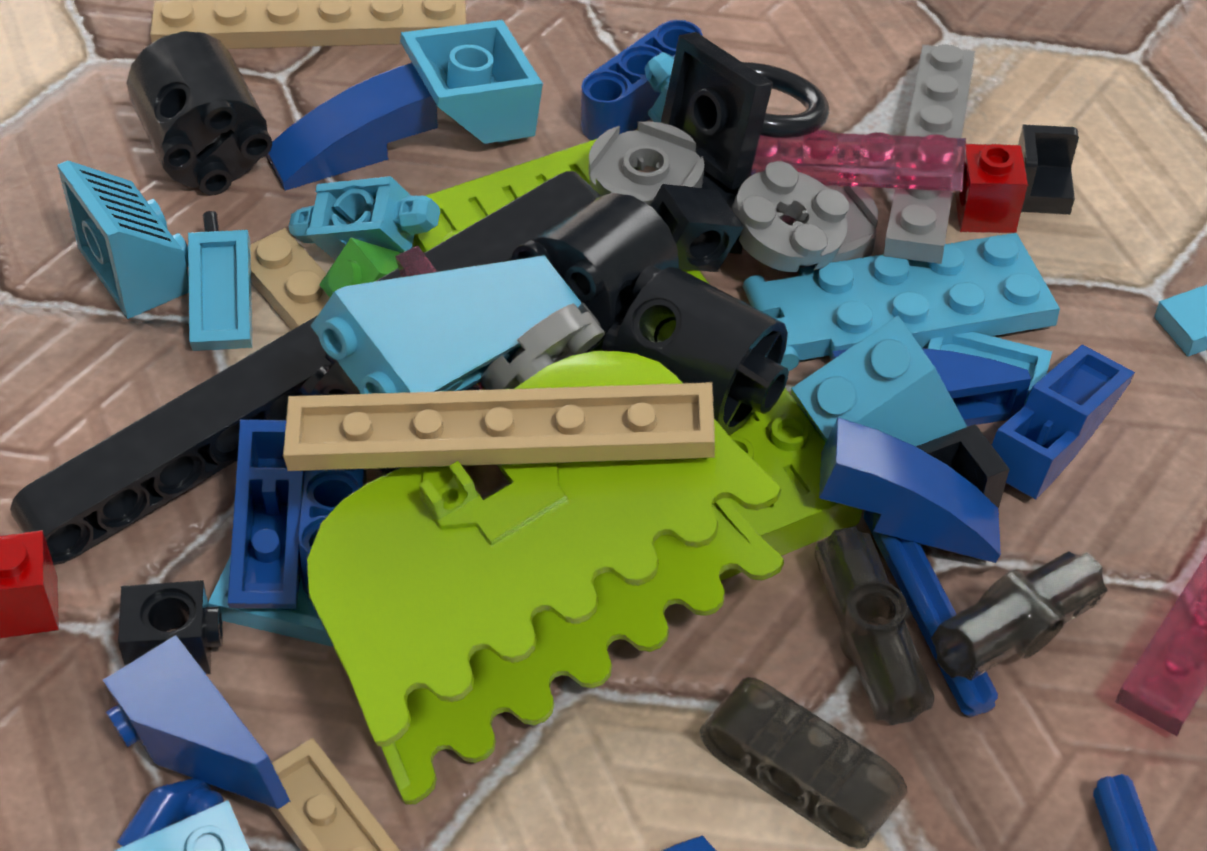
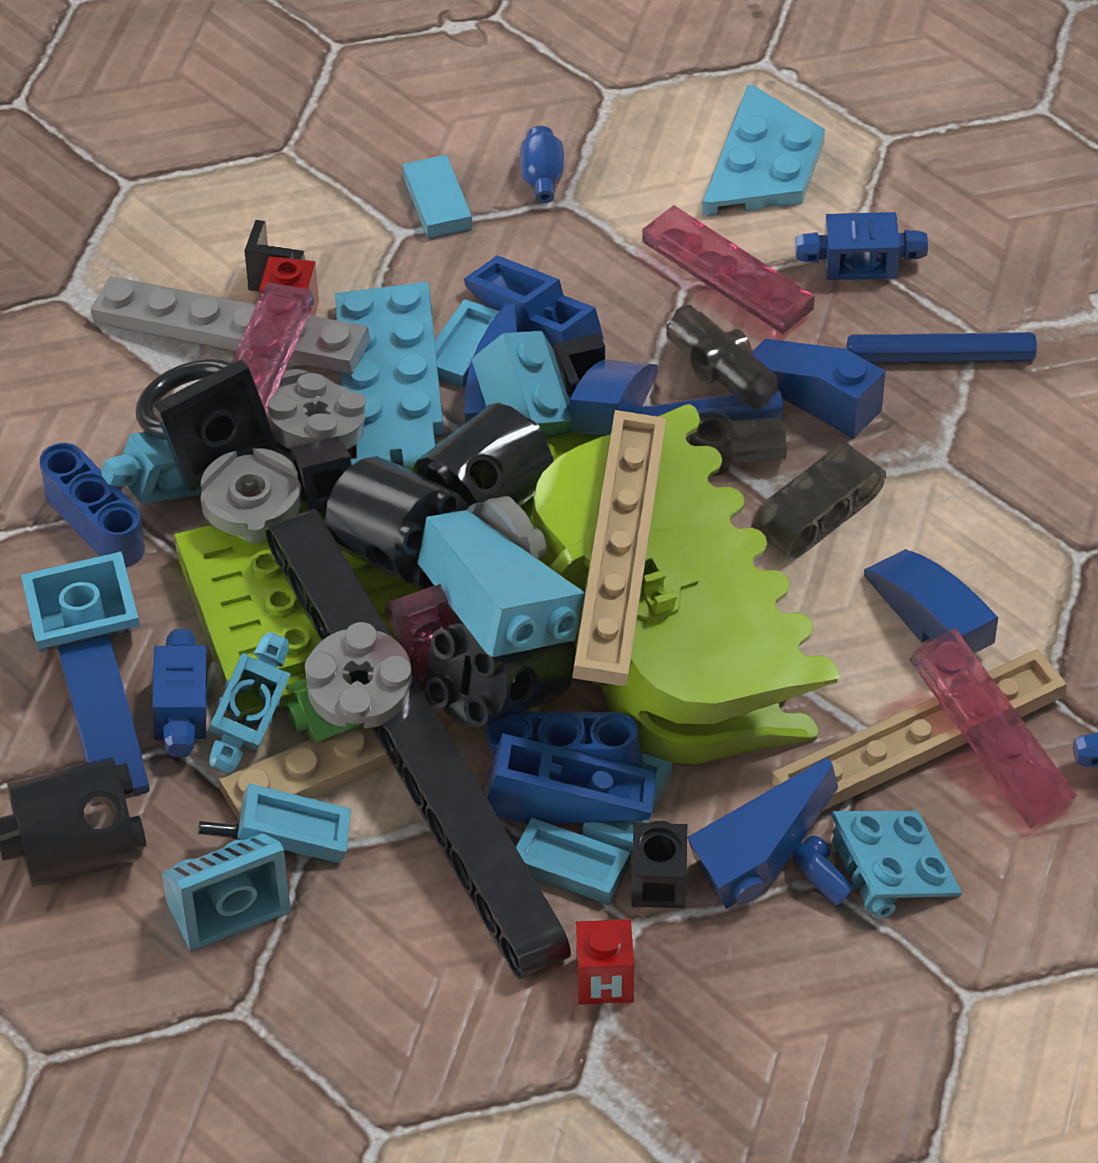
camera: 80 degrees left, 0 degrees up
(190, 540) = (573, 861): none -> medium azure tile
(349, 251) = (354, 650): none -> light grey plate
(406, 160) = (180, 692): none -> blue piece
(1024, 747) = (826, 382): none -> blue slope

